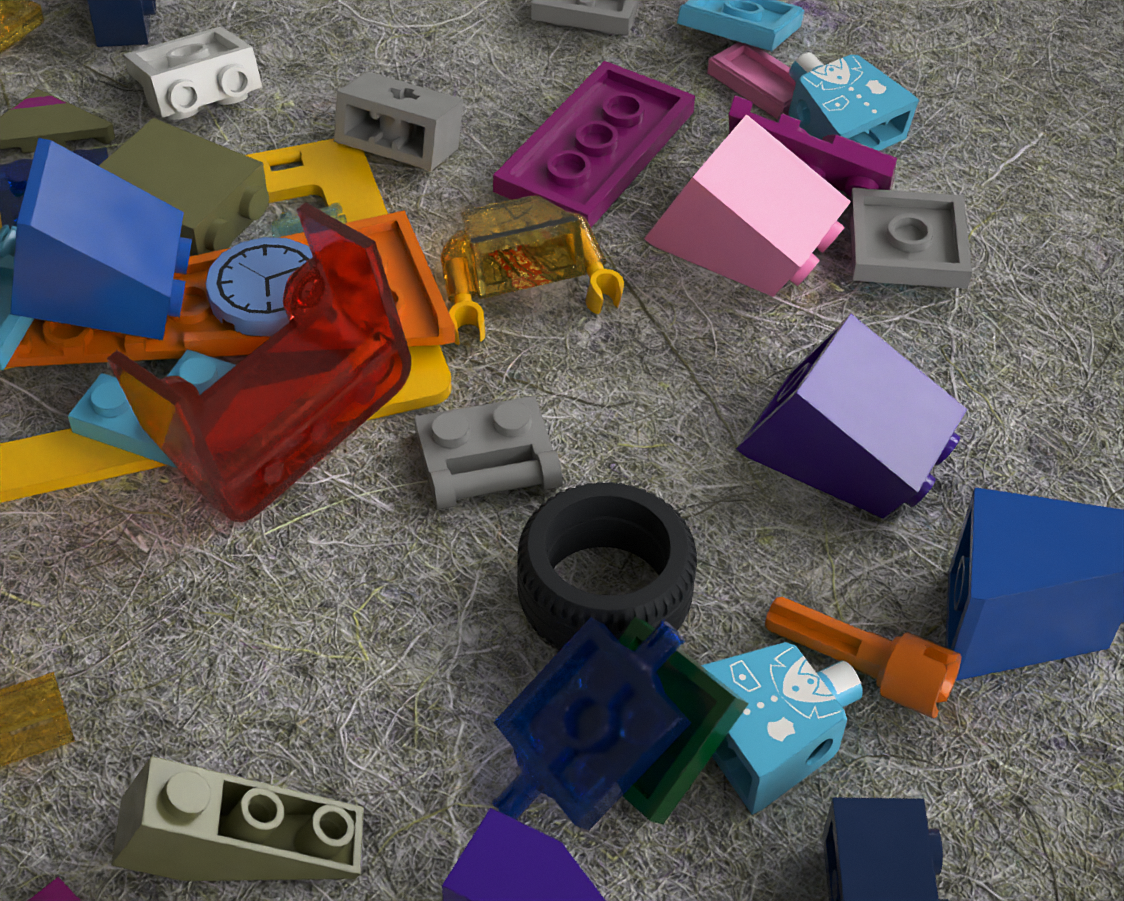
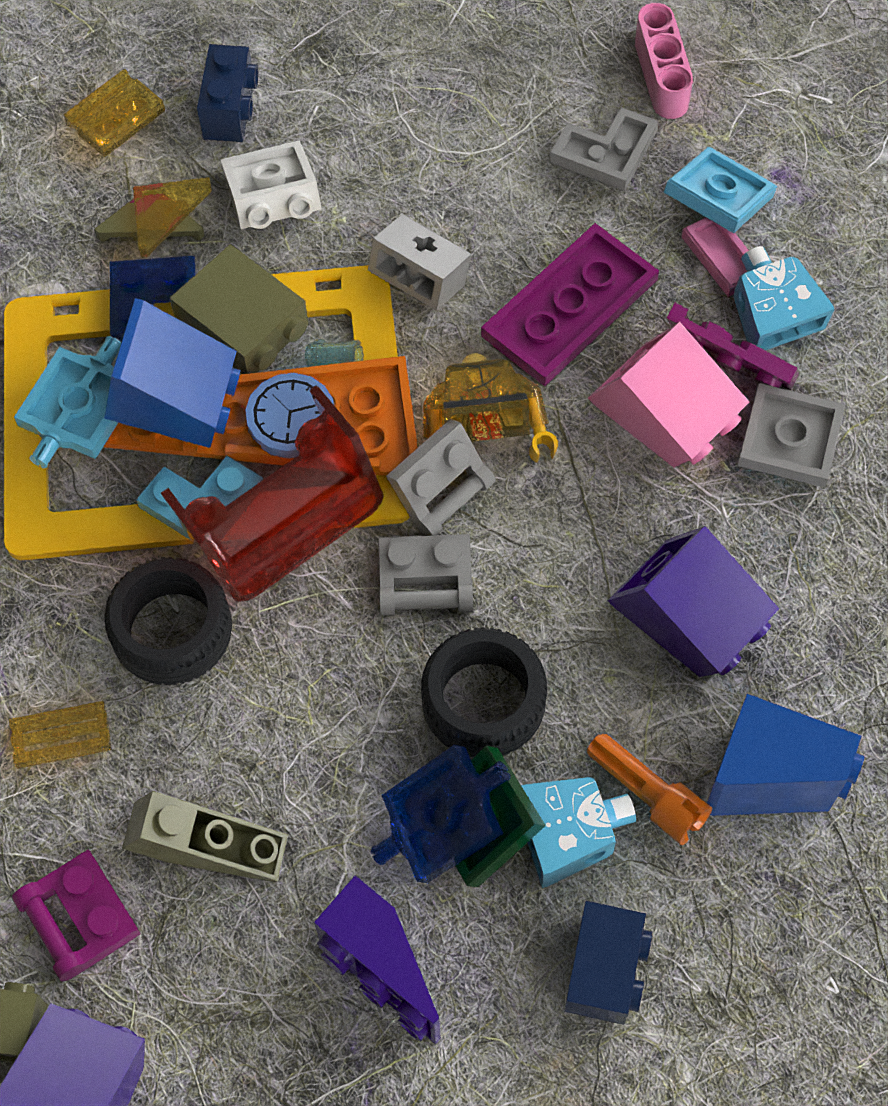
camera: 15 degrees right, 15 degrees up
(61, 104) = (163, 207): none -> clear yellow tile
(124, 503) = (156, 580): none -> black tyre
(468, 324) = (433, 469): none -> light grey plate

